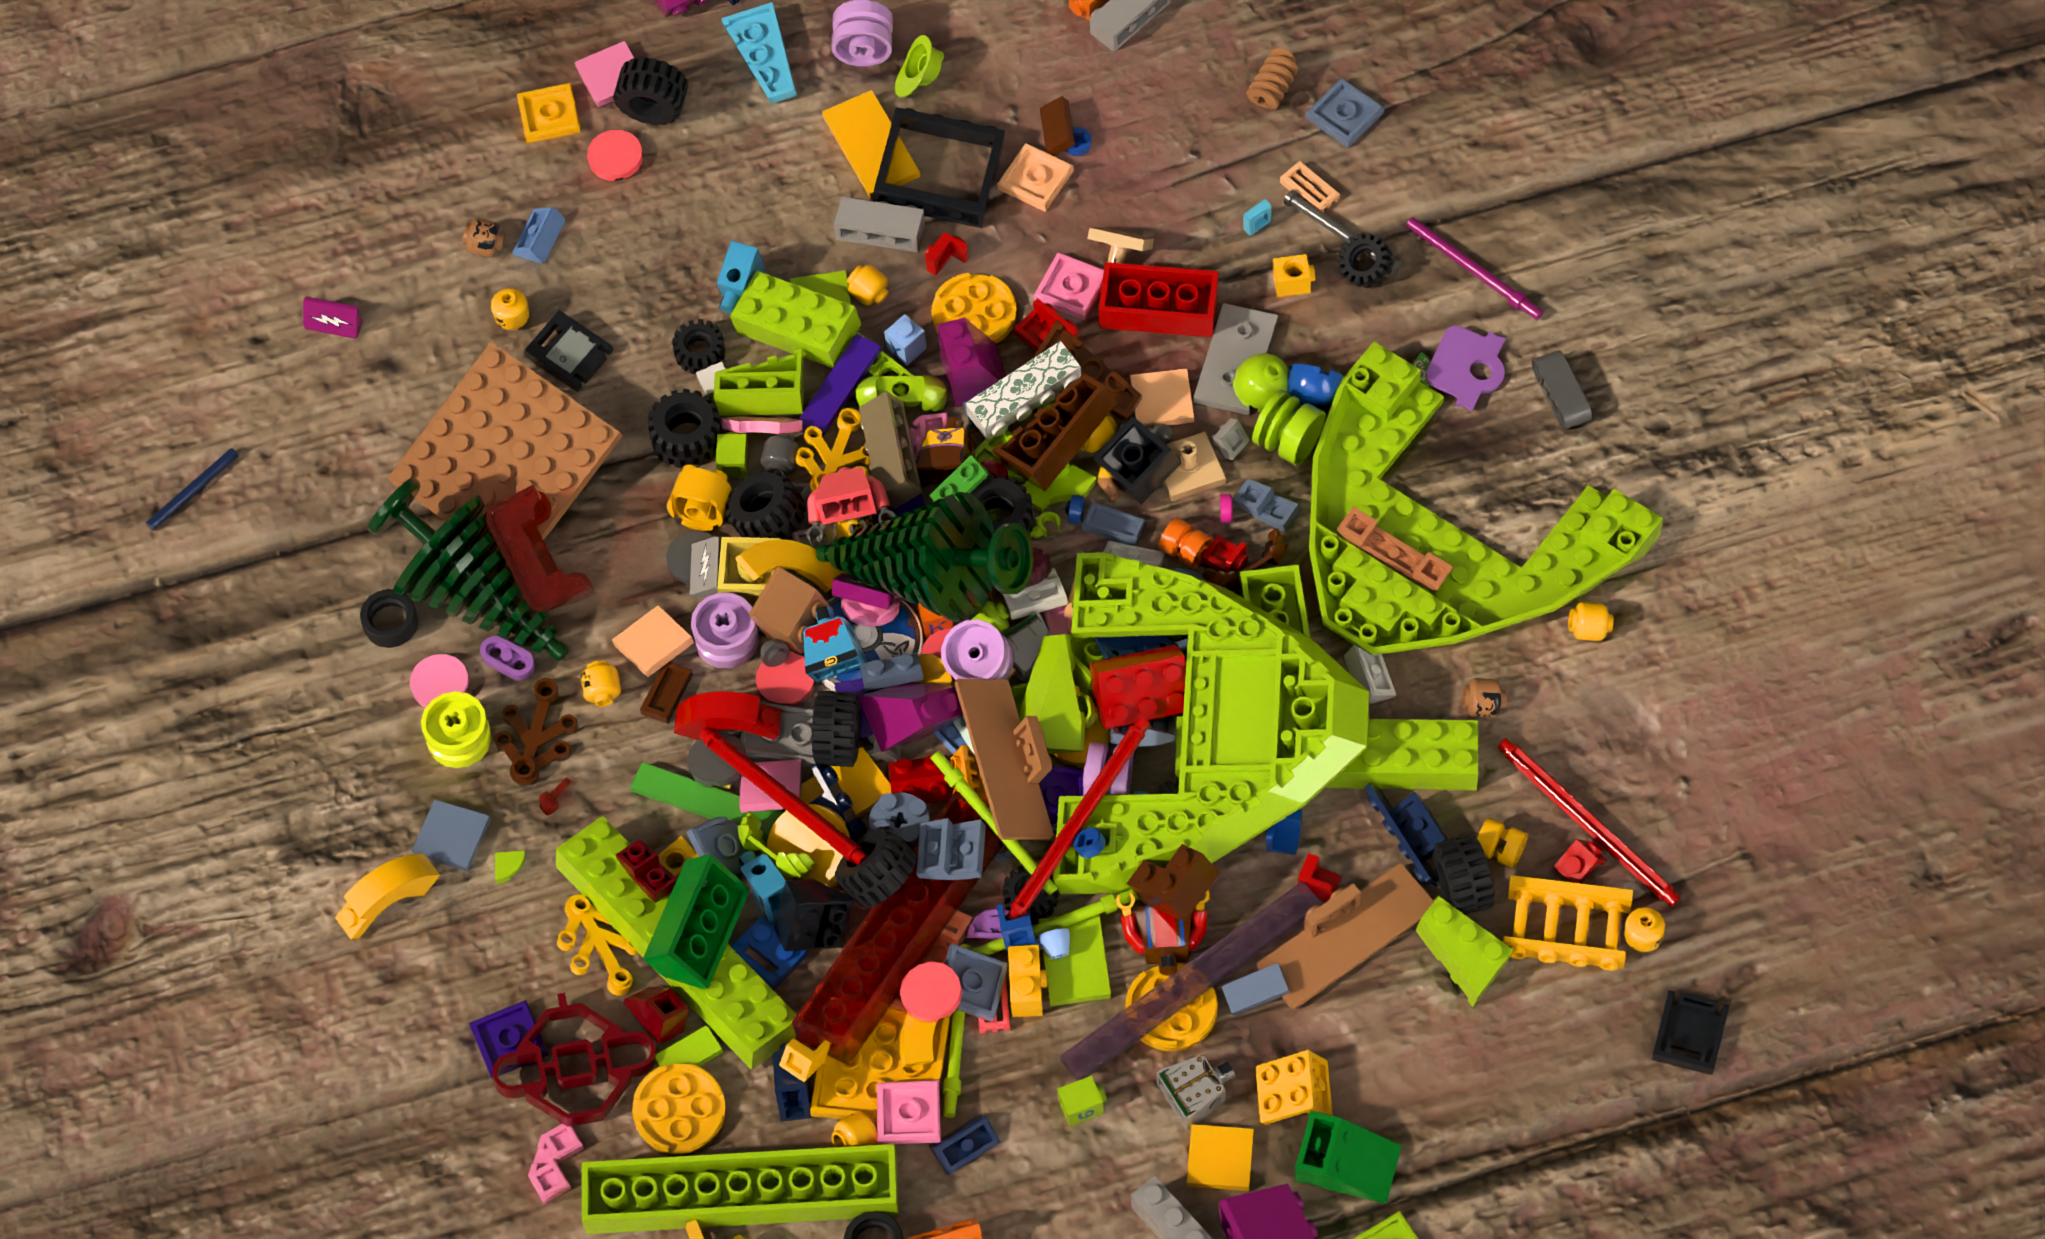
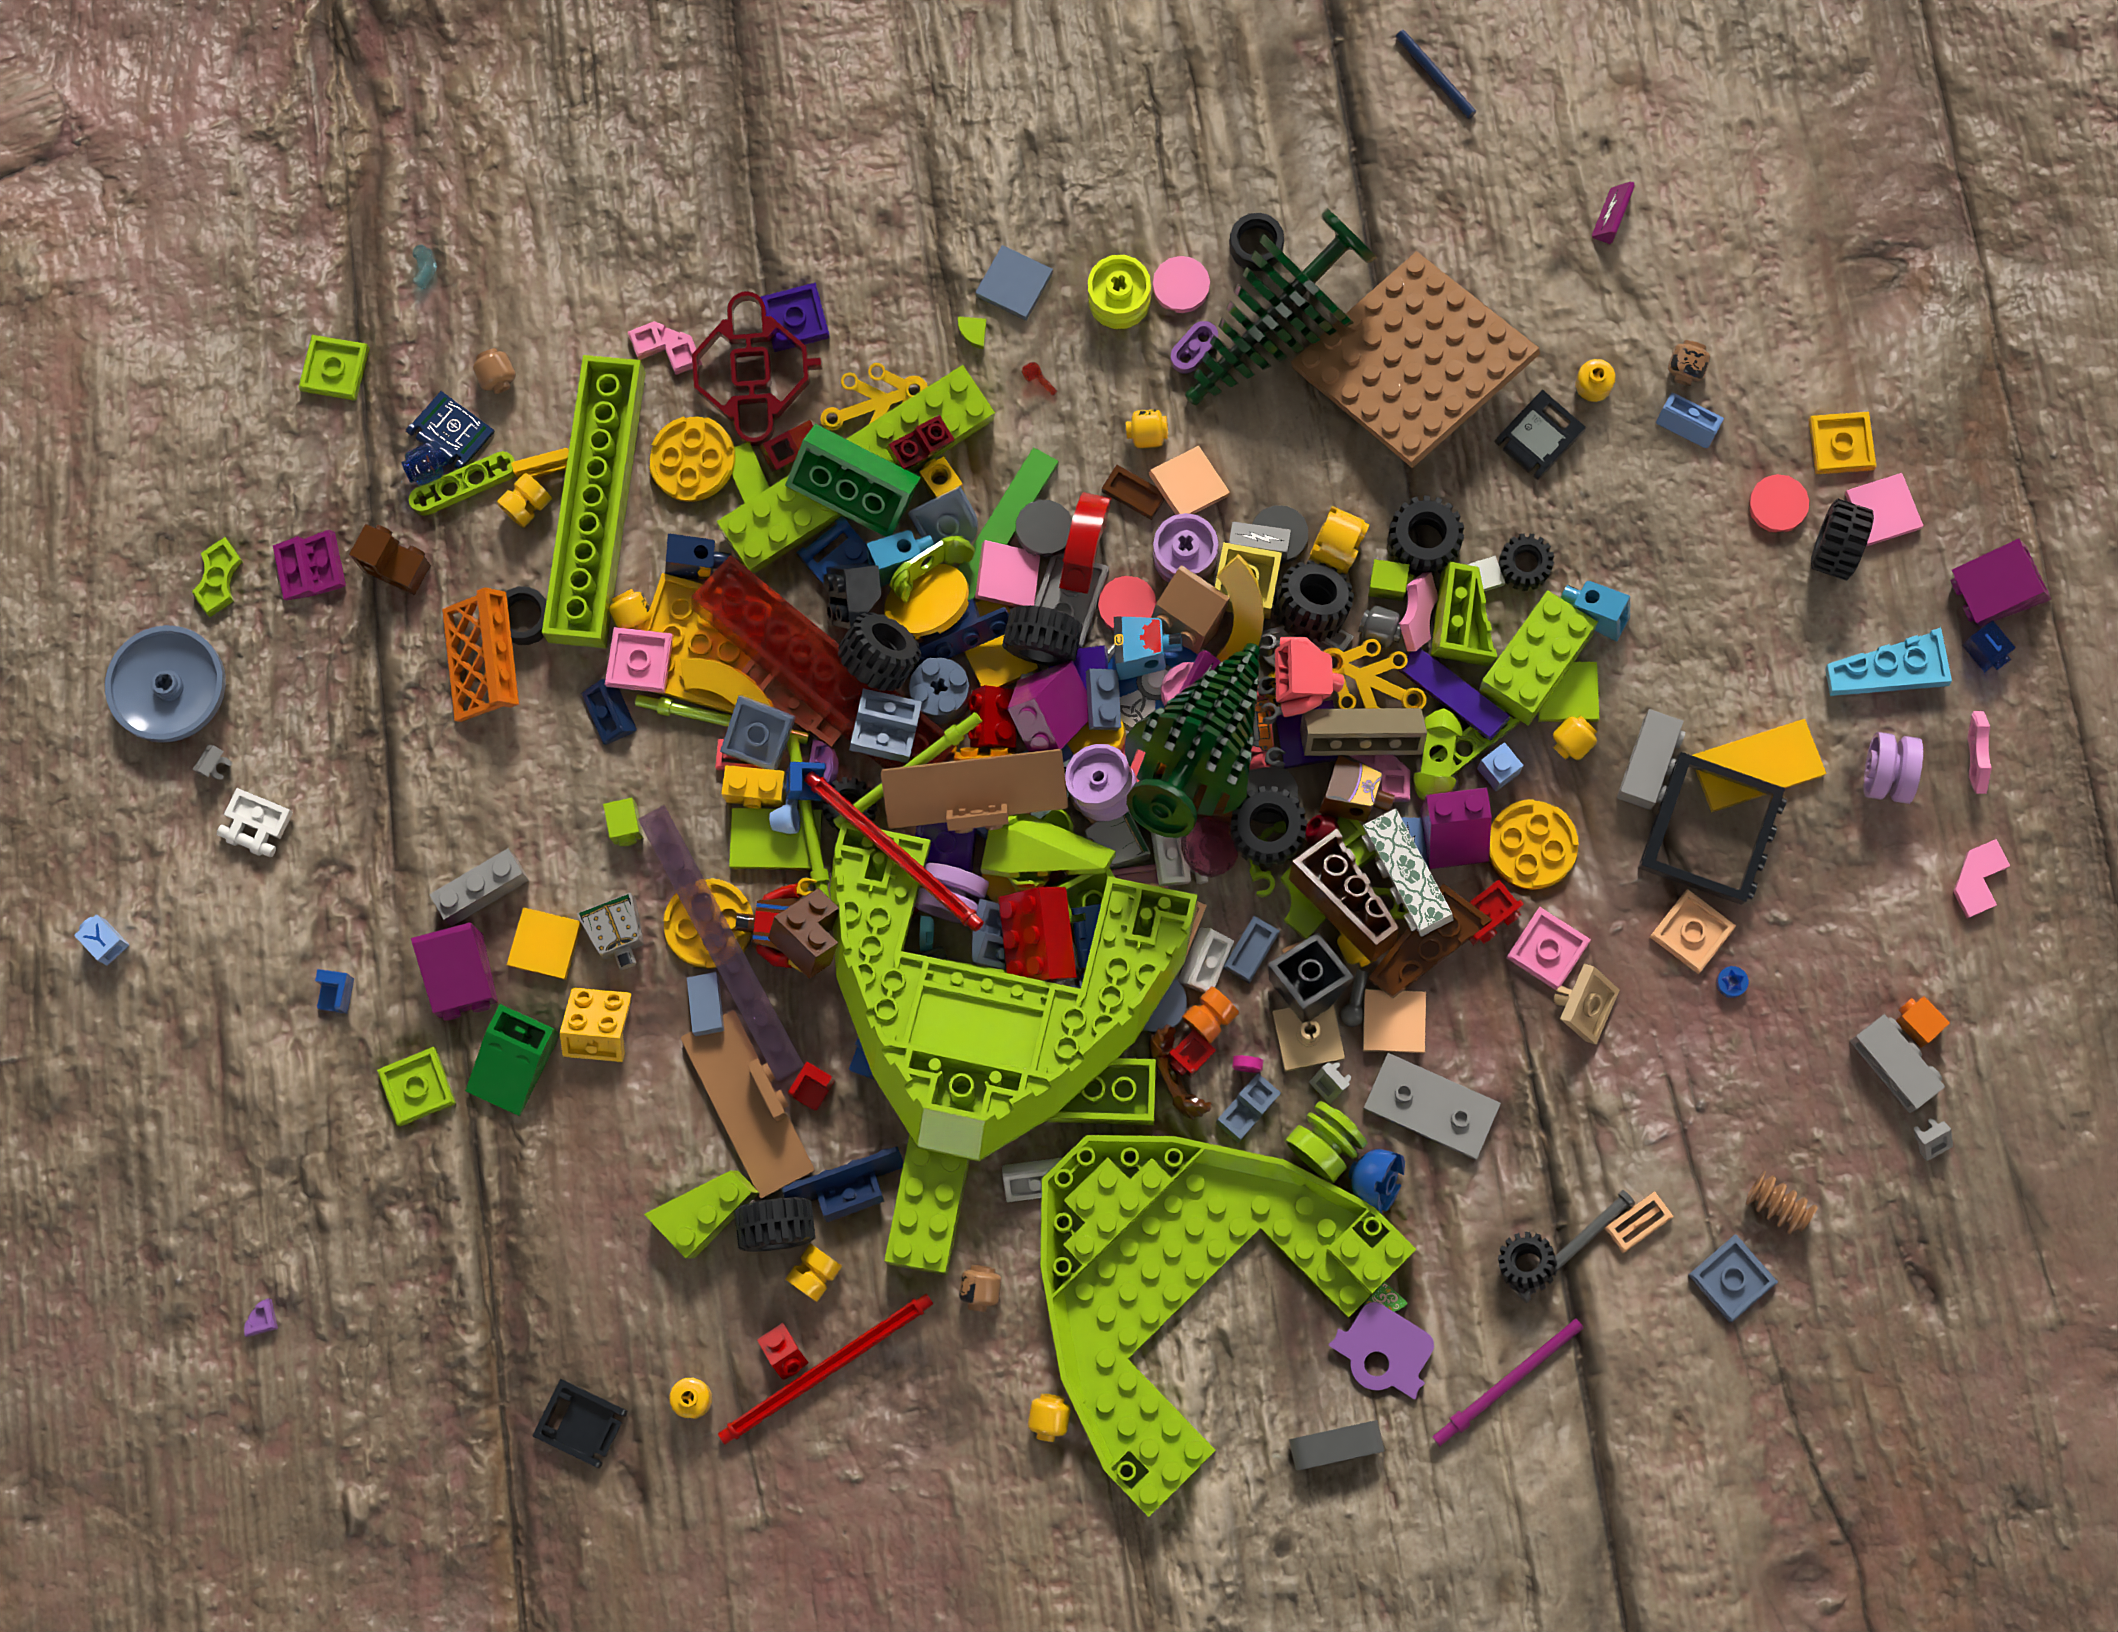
camera: 100 degrees right, 15 degrees up
(388, 883) = (959, 218): yellow arch -> none
(515, 531) = (1280, 368): clear red windscreen -> none
(535, 736) = (1105, 365): reddish brown plant -> none
(774, 652) = (1149, 592): dark grey plate -> none
(782, 796) = (974, 577): red piece -> none
(802, 1060) = (694, 562): yellow panel -> none
(920, 67) = (1845, 825): lime piece -> none
(931, 991) = (742, 689): coral tile -> none
(939, 253) = (1604, 815): red bracket -> none
(963, 479) = (1300, 792): bright green bracket -> none
(1057, 126) = (1751, 961): reddish brown tile -> none
(1075, 509) = (1271, 911): blue tile -> none
(1089, 842) = (865, 857): blue tile -> none
(1158, 299) = (1508, 1033): red brick -> none
(1257, 217) = (1603, 1156): medium azure tile -> none
(1259, 379) = (1392, 1124): lime cylinder -> none
(1288, 285) = (1528, 1169): yellow brick -> none
(1418, 568) = (1157, 1224): nougat slope -> none
(1582, 897) = (738, 1345): yellow fence -> none

